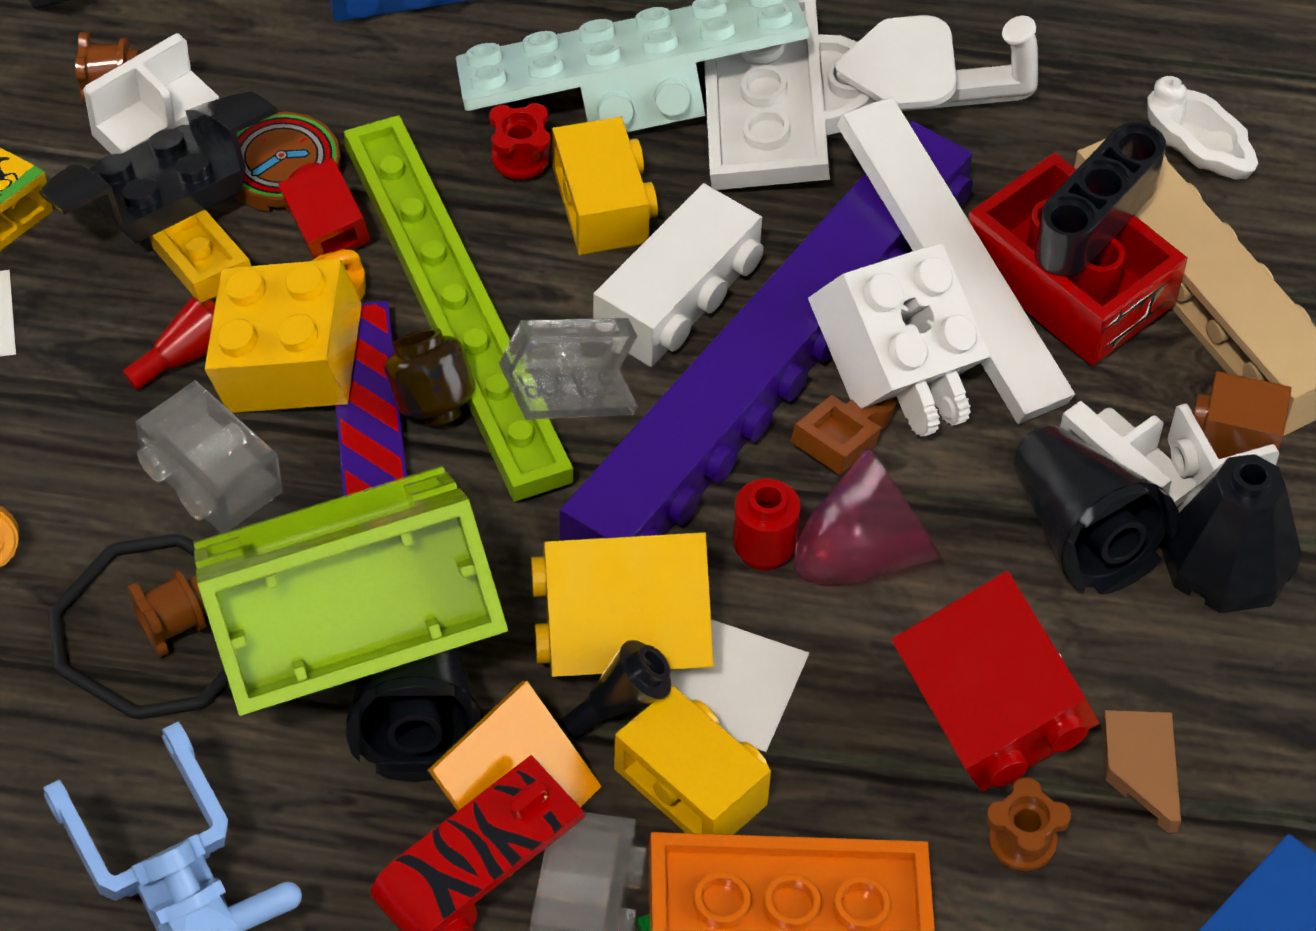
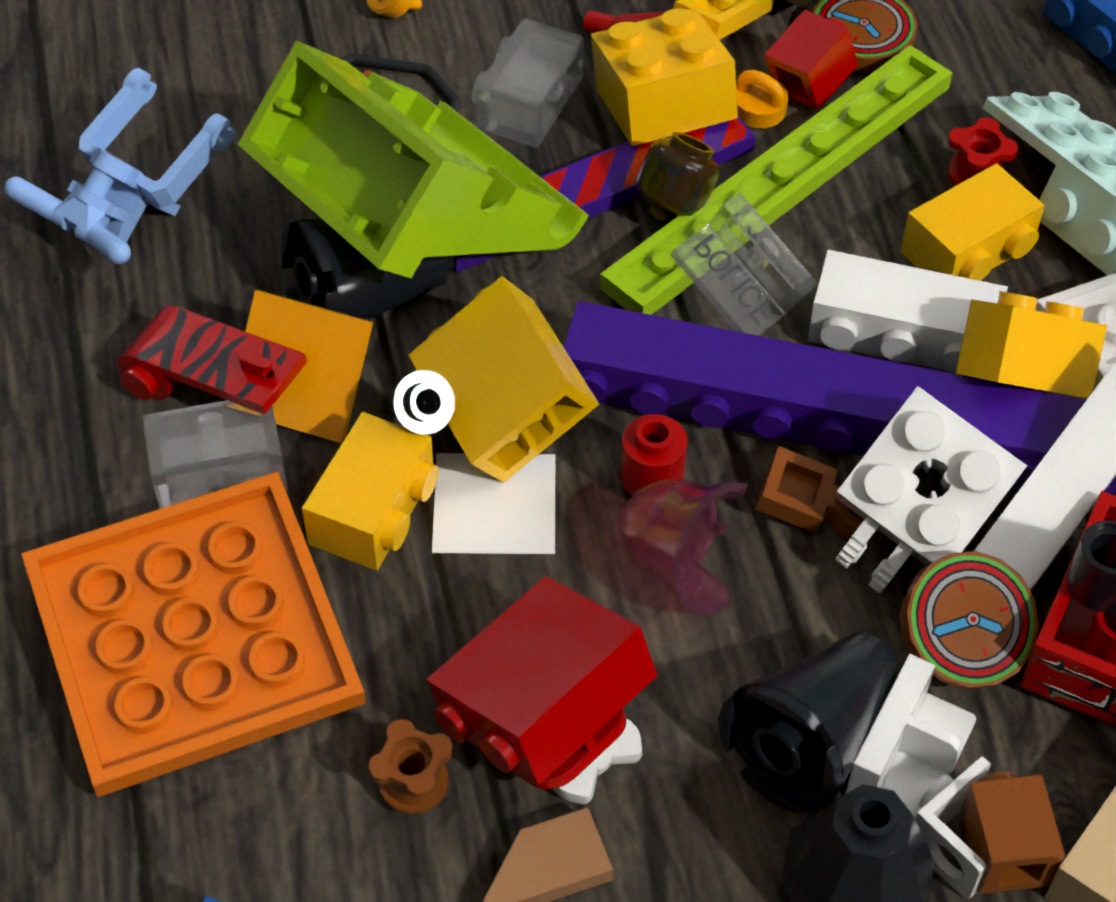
camera: 70 degrees right, 0 degrees up
(788, 194) = (1032, 347): none -> yellow brick
(1042, 360) = (970, 619): none -> tile

